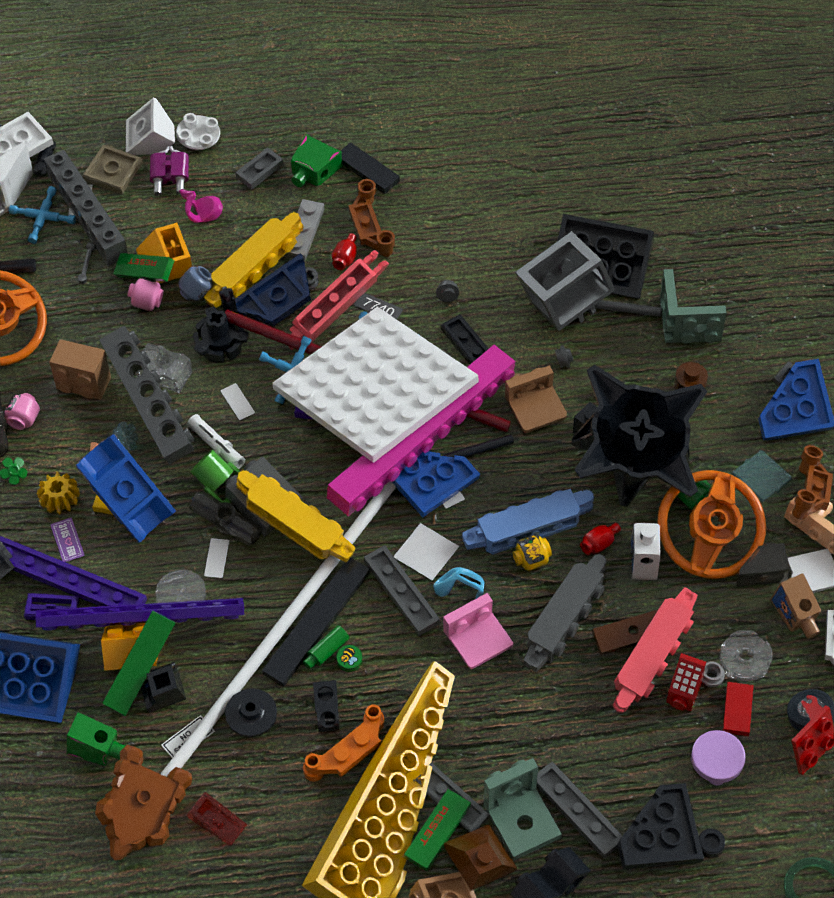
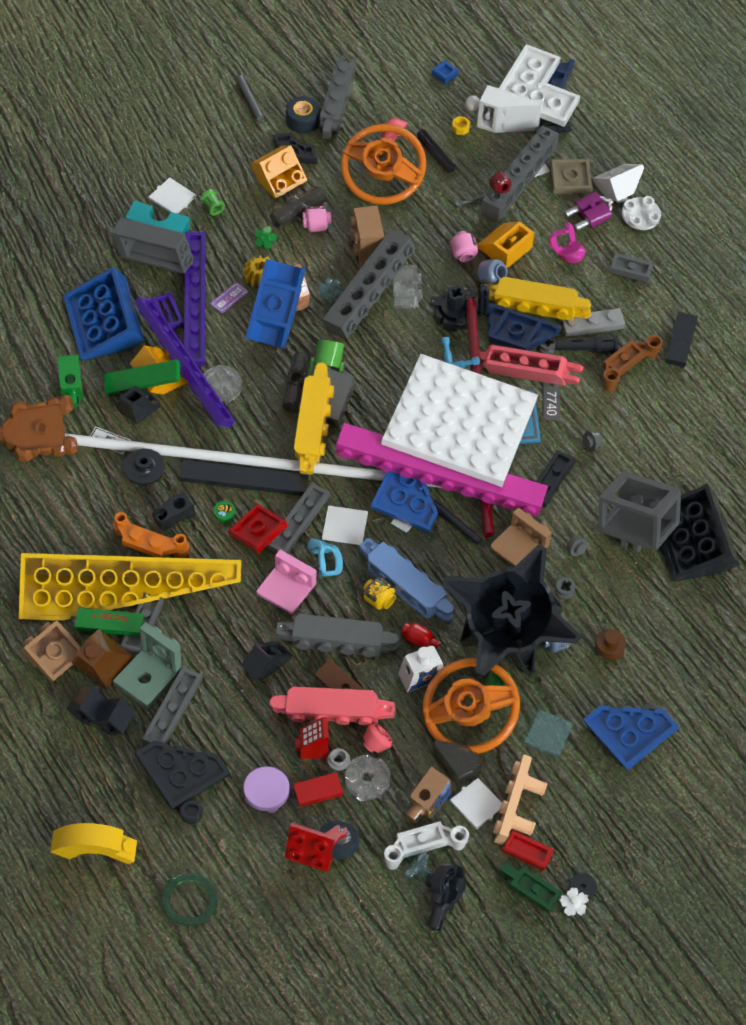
camera: 60 degrees right, 0 degrees up
(42, 214) = (499, 151): dark azure piece -> none
(101, 221) = (500, 183): none -> dark red piece
(143, 266) = (483, 232): green tile -> none
(215, 441) = (357, 354): white pin -> none
(216, 558) = (264, 394): white sticker -> none
(216, 819) = (52, 483): clear red slope -> none
(237, 401) = (408, 348): white sticker -> none
(314, 162) = (659, 299): green torso -> none
(326, 647) = (224, 492): green cylinder -> none
(333, 236) = (599, 344): none -> black pin
(344, 252) = (586, 356): red plant -> none
(393, 632) = (258, 528): none -> red tile
(562, 692) = (265, 659): none -> black slope
(628, 308) = (657, 575): dark grey bar -> none
(681, 323) = (657, 612): sand green bracket -> none
(707, 627) = (377, 738): none -> coral cone
(817, 484) = (549, 770): dark orange plate -> none

